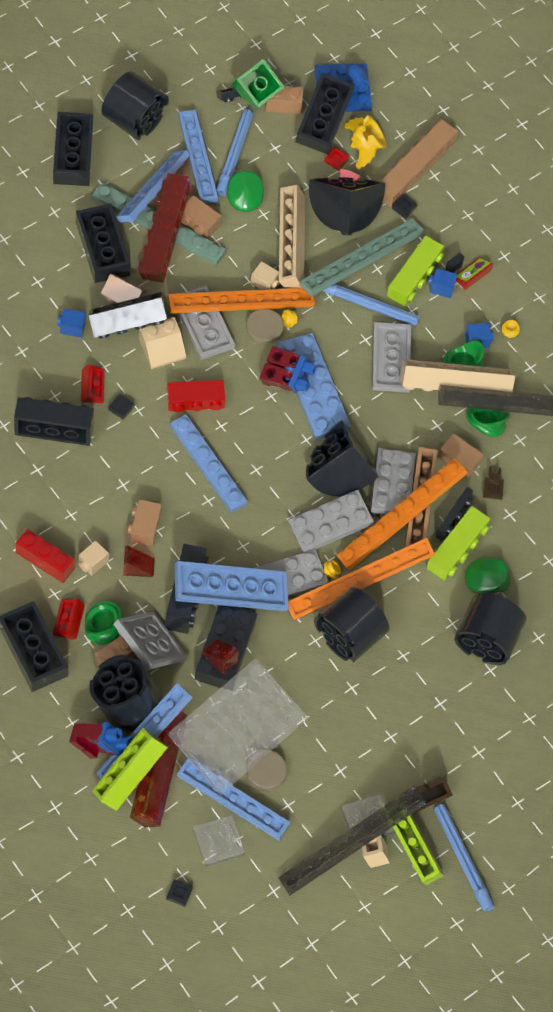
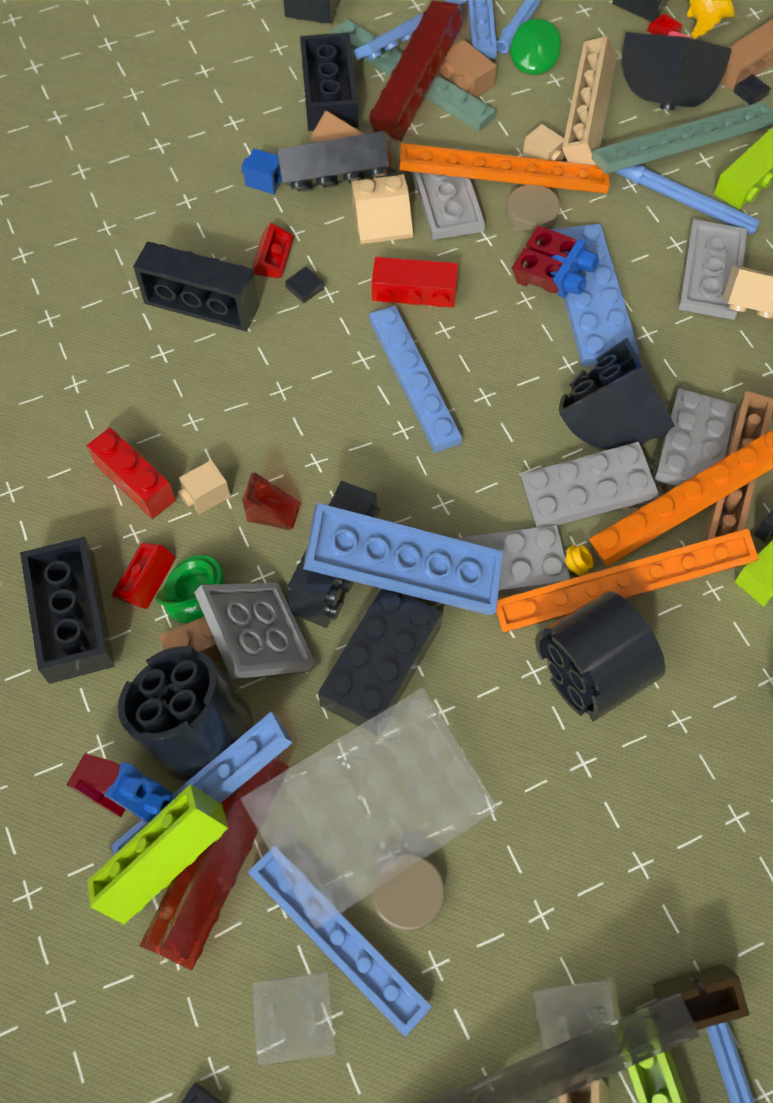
camera: 20 degrees right, 0 degrees up
(145, 522) = (297, 446): medium nougat brick -> none
(222, 655) = (365, 674): clear red slope -> none
(289, 318) = (569, 201): yellow plate -> none

